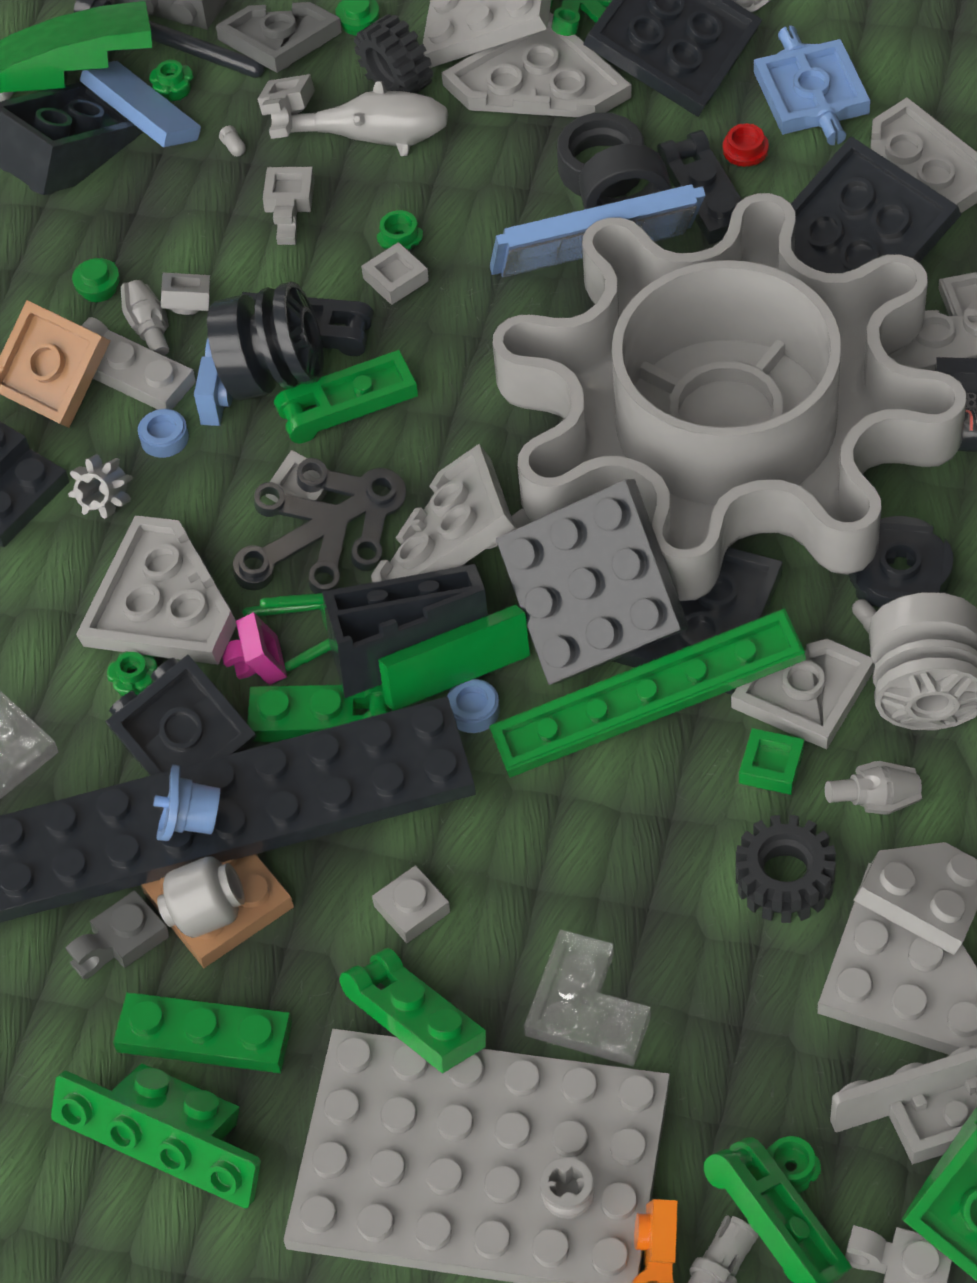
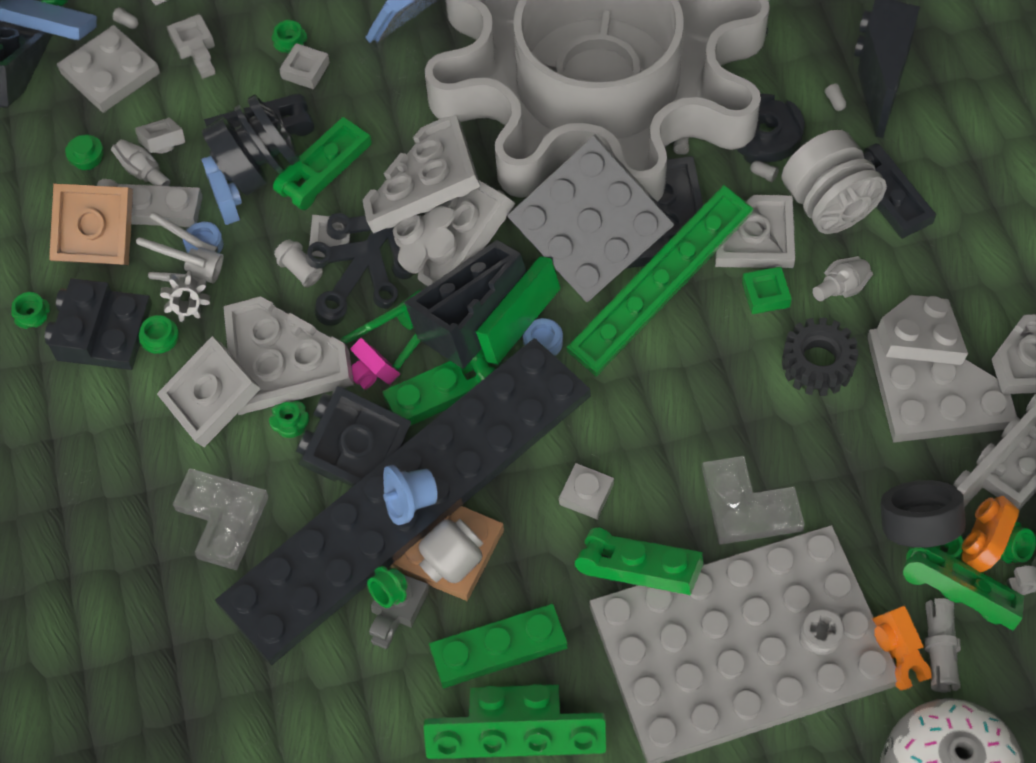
camera: 30 degrees left, 5 degrees up
(50, 518) = (158, 334): none -> green plate
(58, 604) = (208, 391): none -> light grey plate
(111, 905) = (387, 586): none -> green plate
(140, 456) = (202, 263): none -> light grey plant
(179, 193) = (108, 68): none -> light grey plate
(241, 488) = (290, 255): none -> light grey pin
(398, 528) = (425, 238): none -> light grey plate
(437, 457) = (427, 176): none -> light grey plate
(778, 1107) = (923, 513): none -> black tyre
(783, 545) = (681, 146): none -> light grey piece
(833, 1181) = (989, 533): none -> orange plate
(889, 1208) = (1020, 545): none -> green plate

